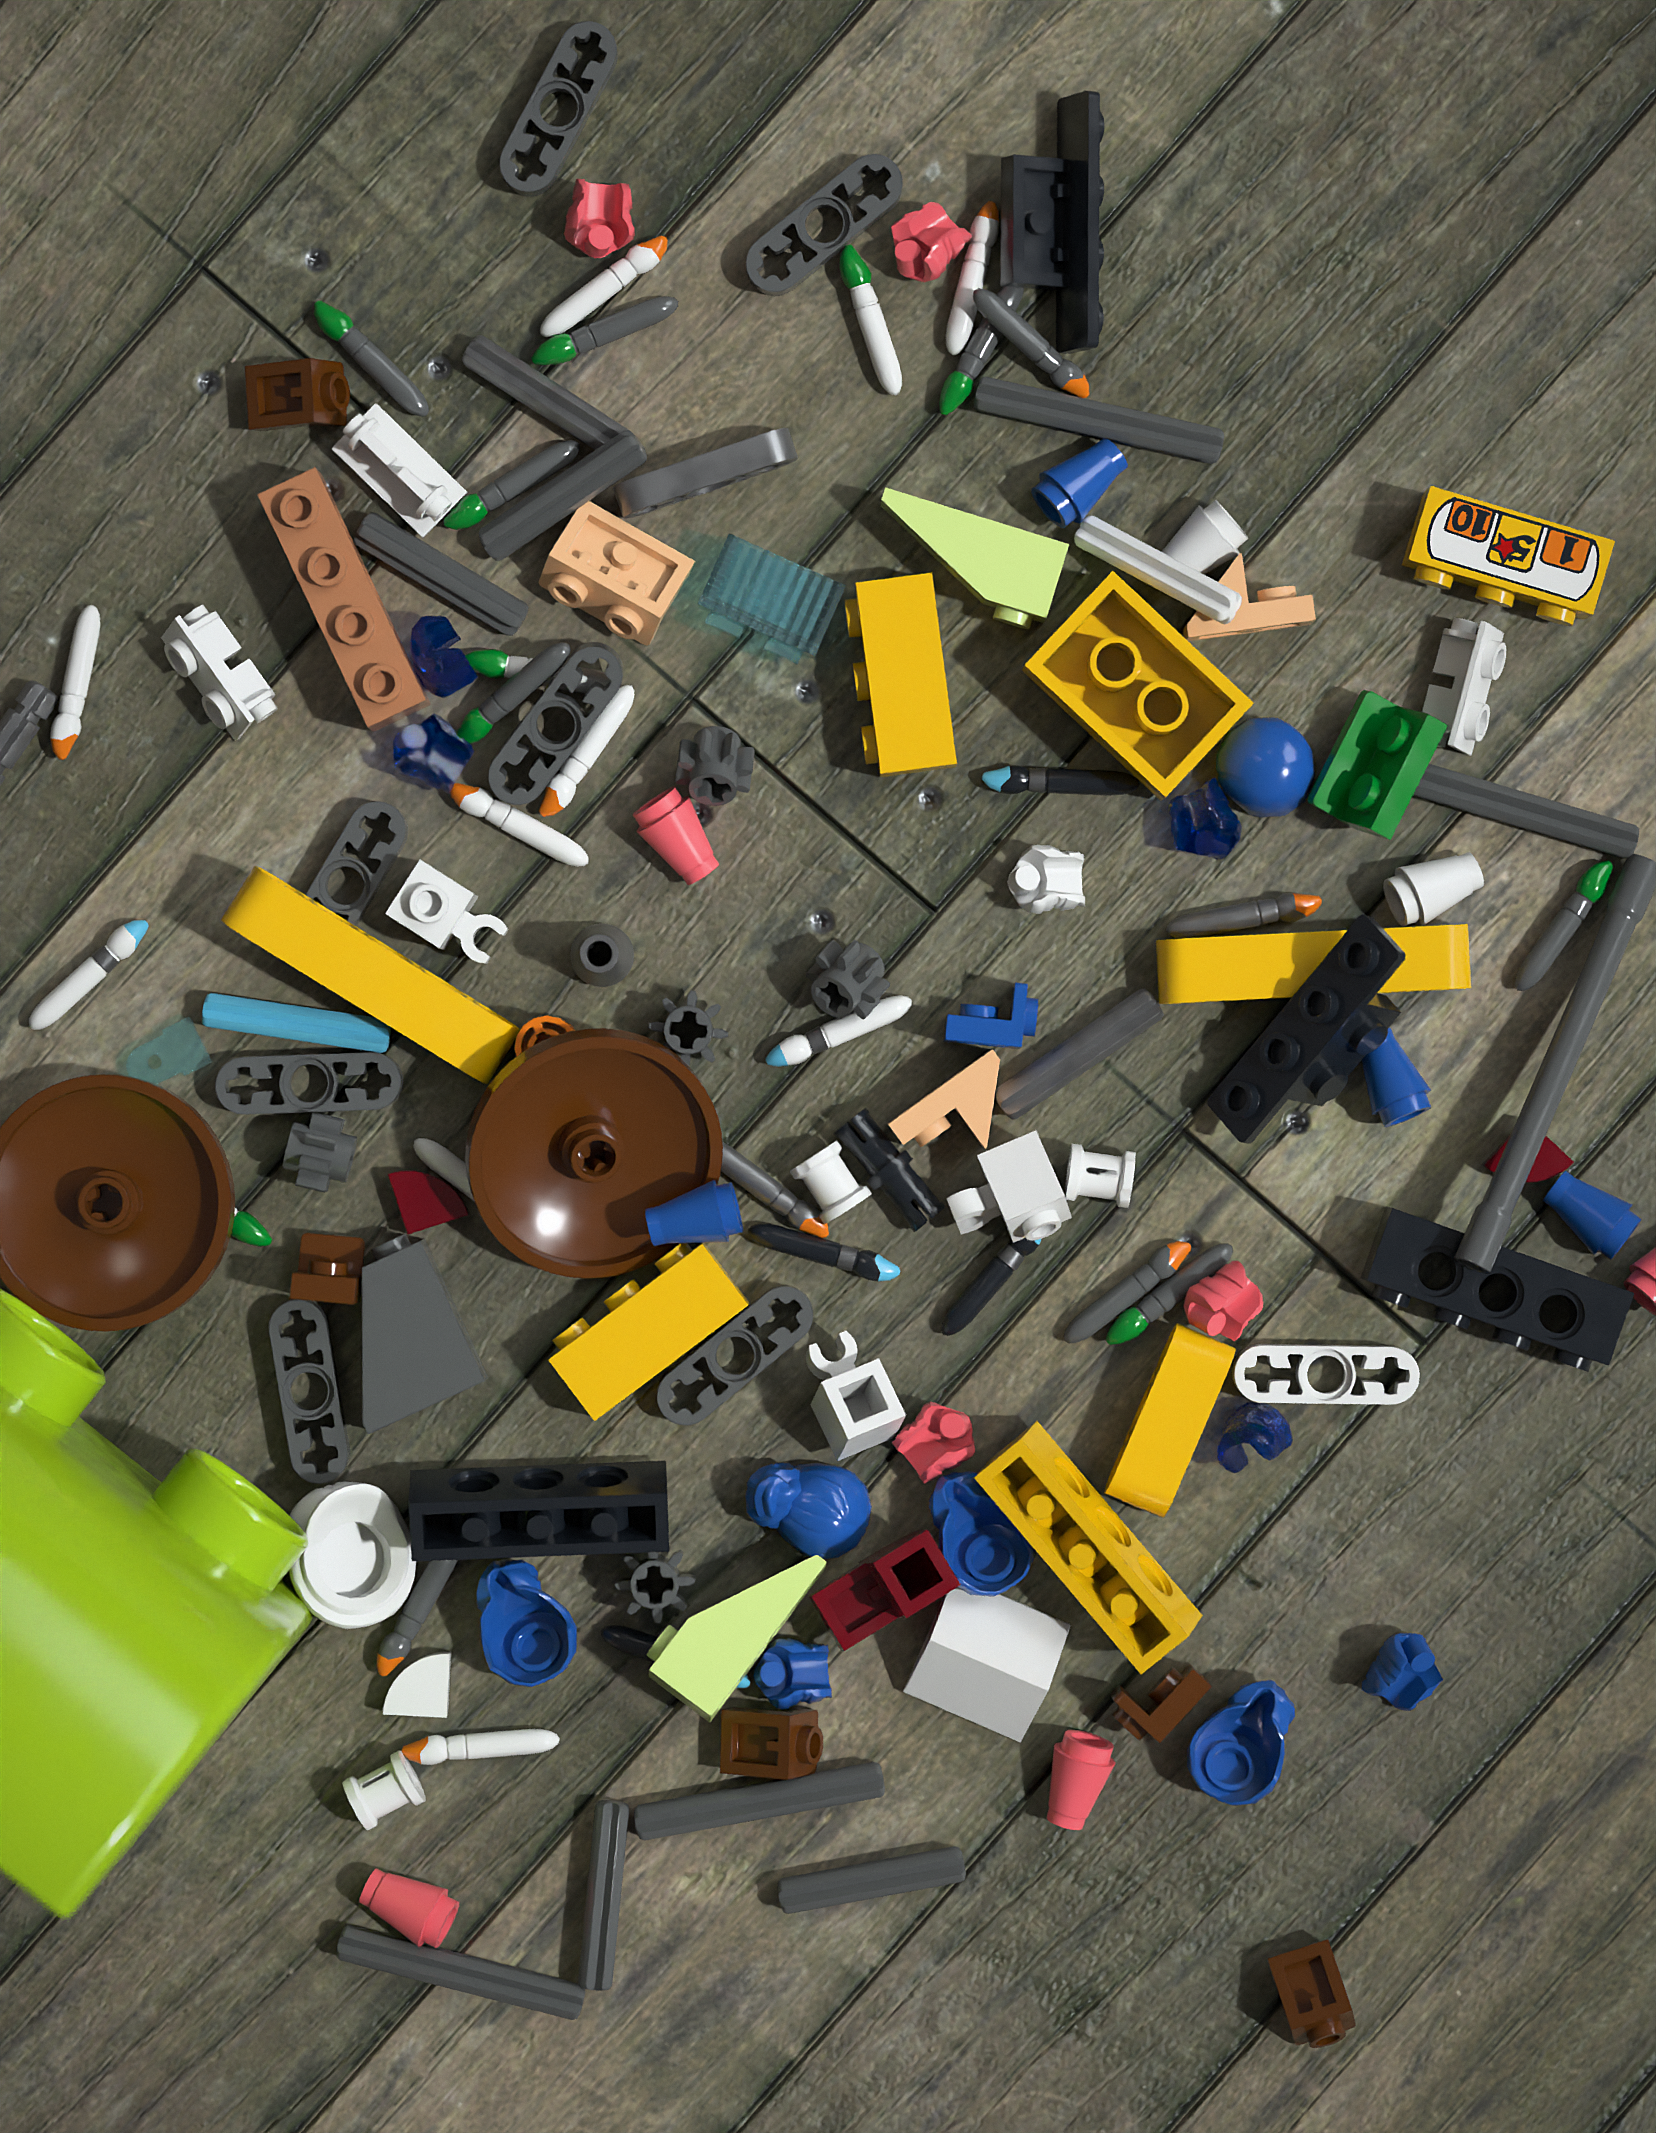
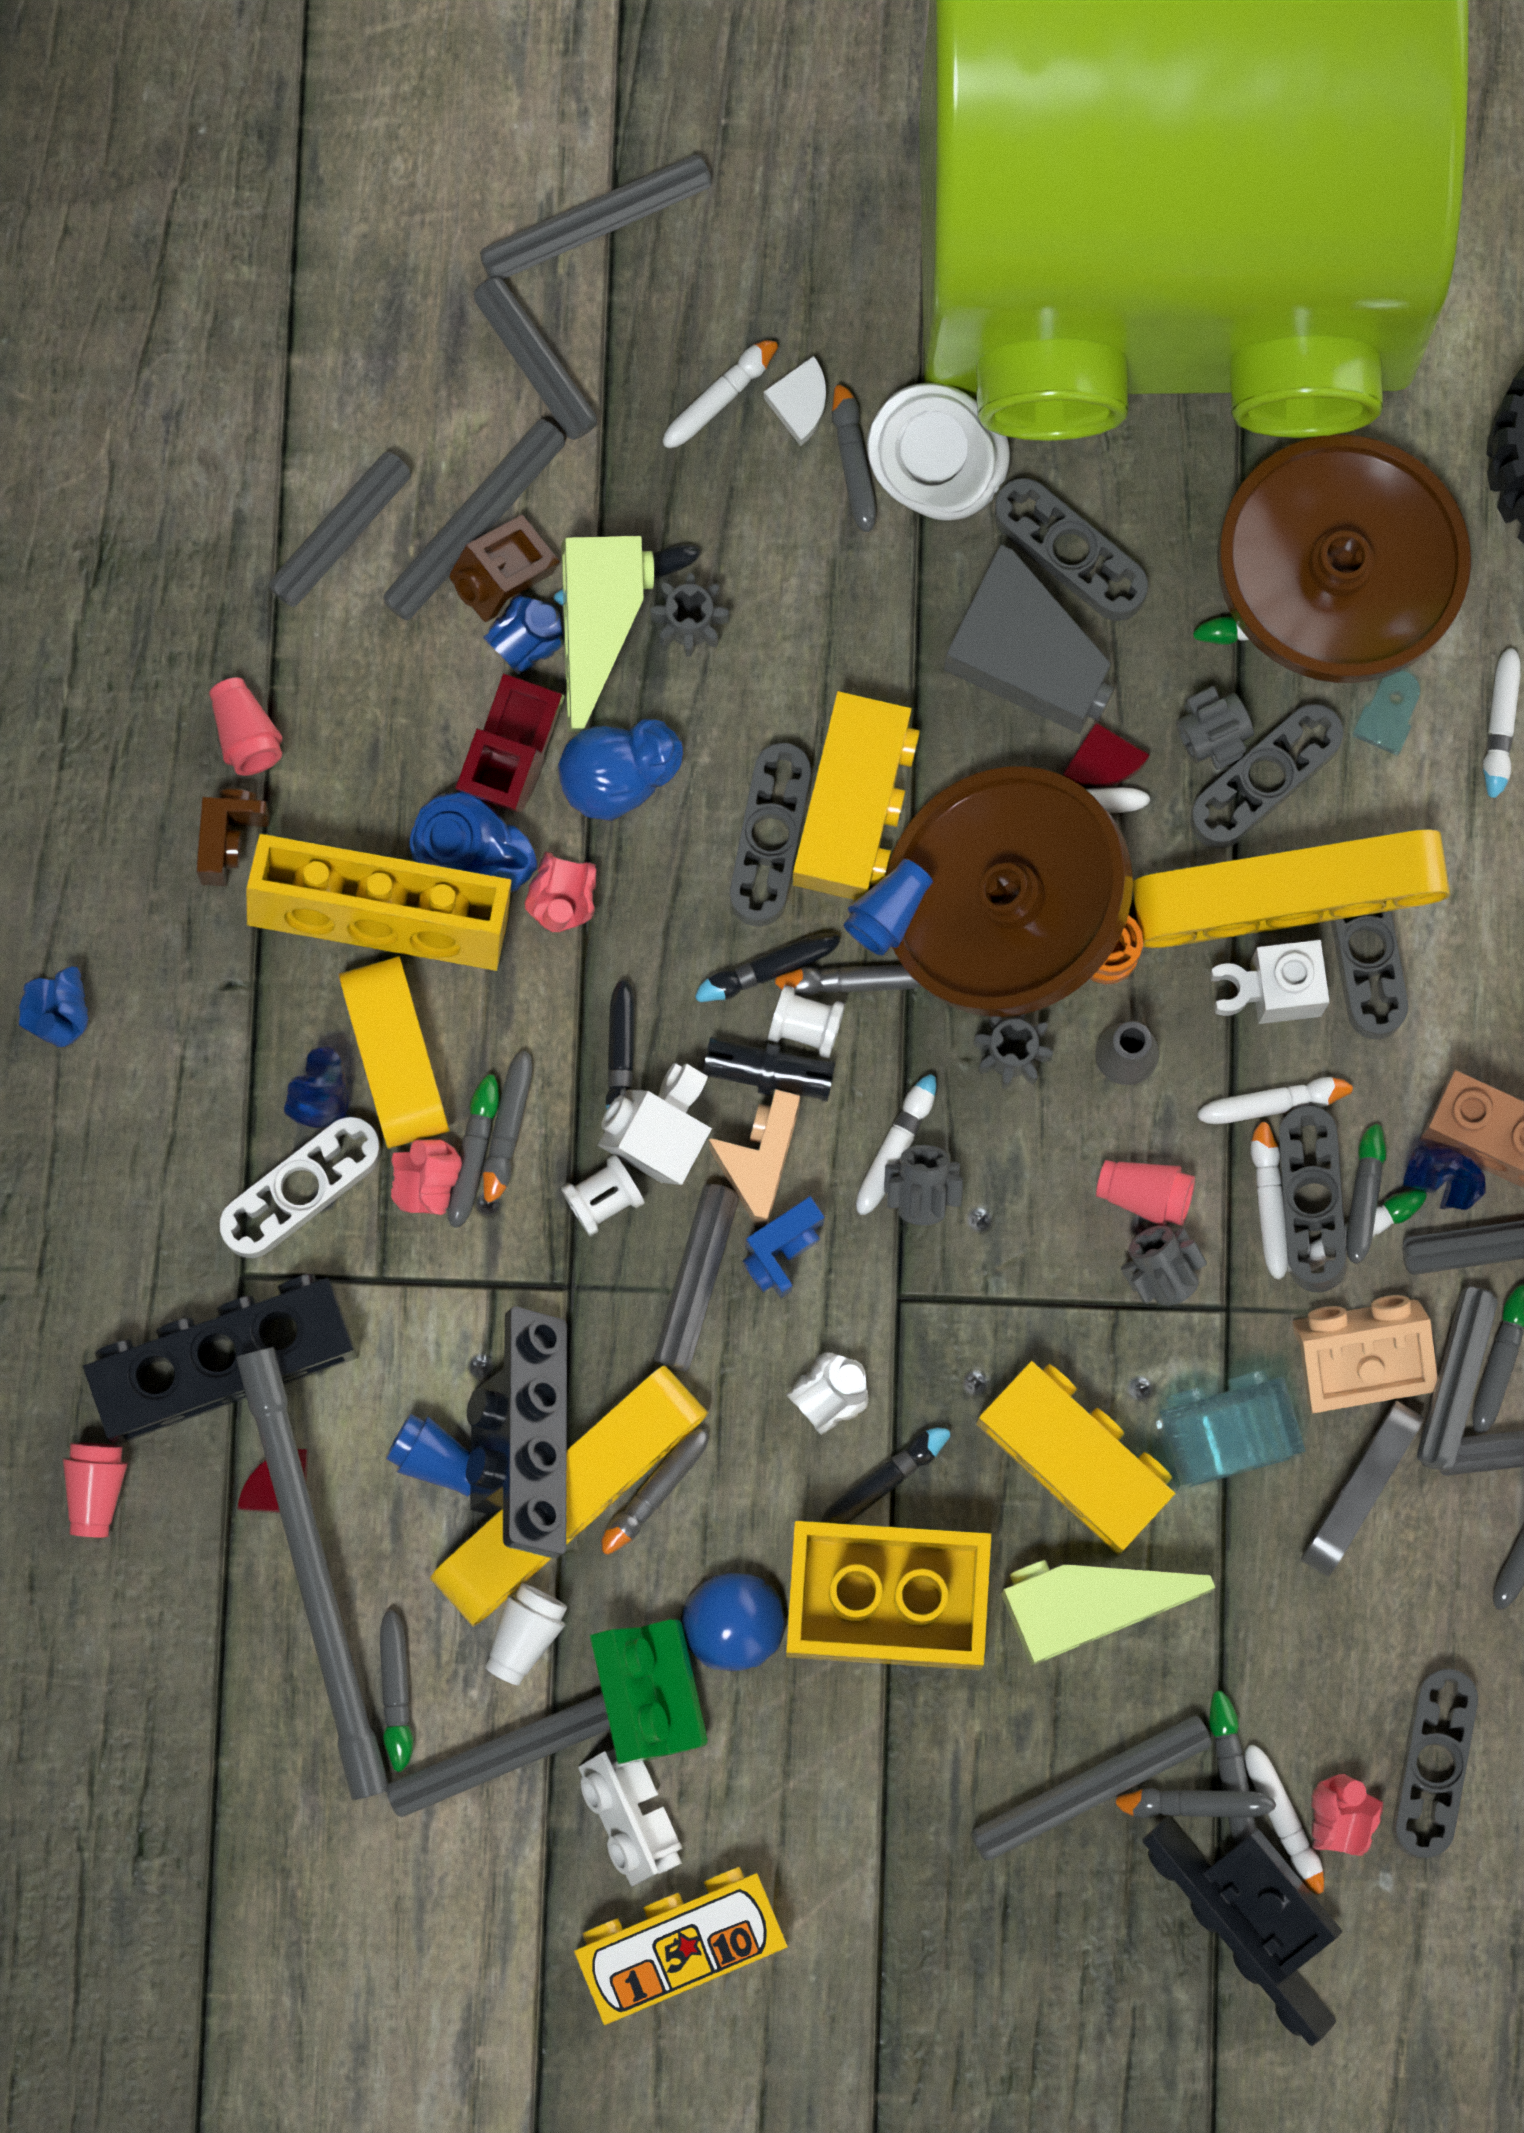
camera: 140 degrees right, 10 degrees down
(295, 1022) = (1319, 810): medium azure axle -> none
(329, 1269) = (1133, 644): reddish brown bracket -> none
(384, 1790) = (765, 301): white bush -> none
(410, 1906) = (673, 233): coral cone -> none
(431, 752) = (1387, 1098): clear blue arm -> none
(521, 1627) = (763, 499): blue hair -> none
(538, 1511) = (823, 593): black brick -> none
(853, 1403) = (651, 867): white brick -> none
(857, 279) = (1372, 1742): white piece -> none
(988, 1661) = (384, 762): white slope -> none
(1076, 484) = (1066, 1722): blue cone -> none
(1158, 569) = (947, 1701): white axle -> none
(1204, 822) = (746, 1536): clear blue arm -> none
(1206, 539) = (929, 1753): white cone -> none
(1242, 1746) = (136, 846): blue hair -> none
(1274, 610) = (866, 1718): light nougat slope -> none
(1592, 1214) = (189, 1479): blue cone -> none

